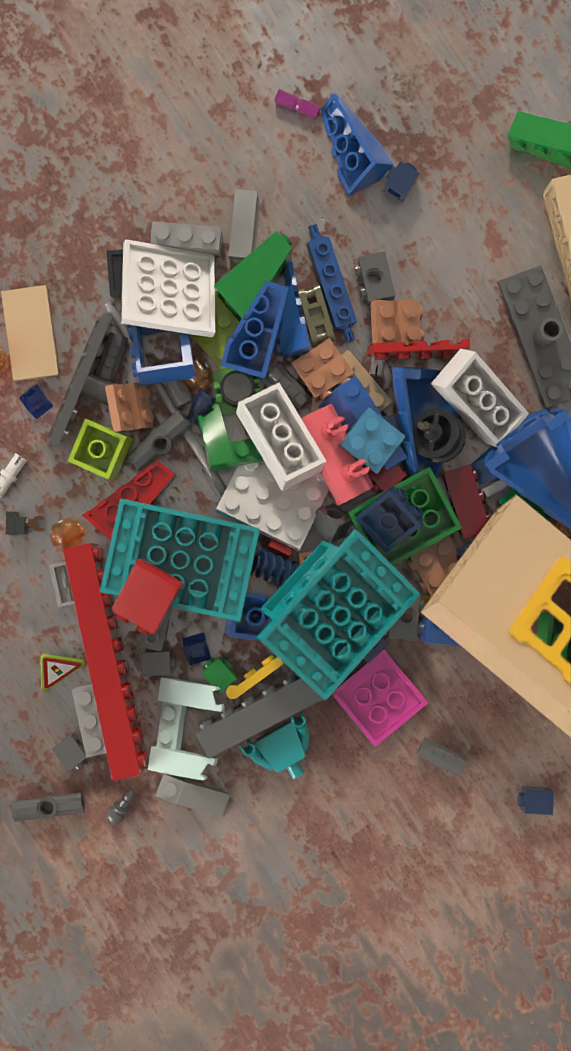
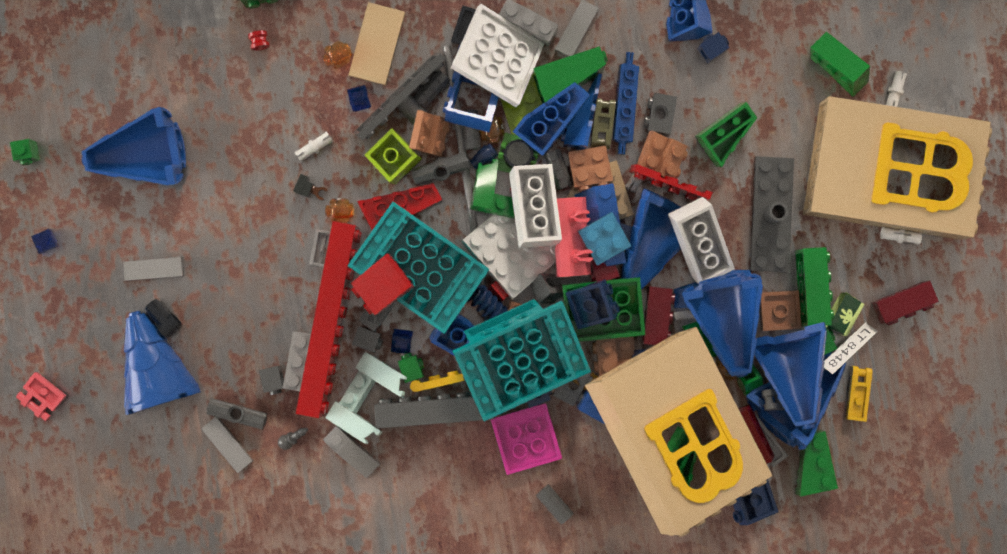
camera: 20 degrees right, 0 degrees up
(52, 845) = (227, 444): none -> light grey tile
(56, 669) = (288, 310): piece -> none
(281, 747) = (435, 444): teal torso -> none
(438, 435) = (657, 256): black wheel -> none
(455, 268) = (725, 133): none -> green wedge

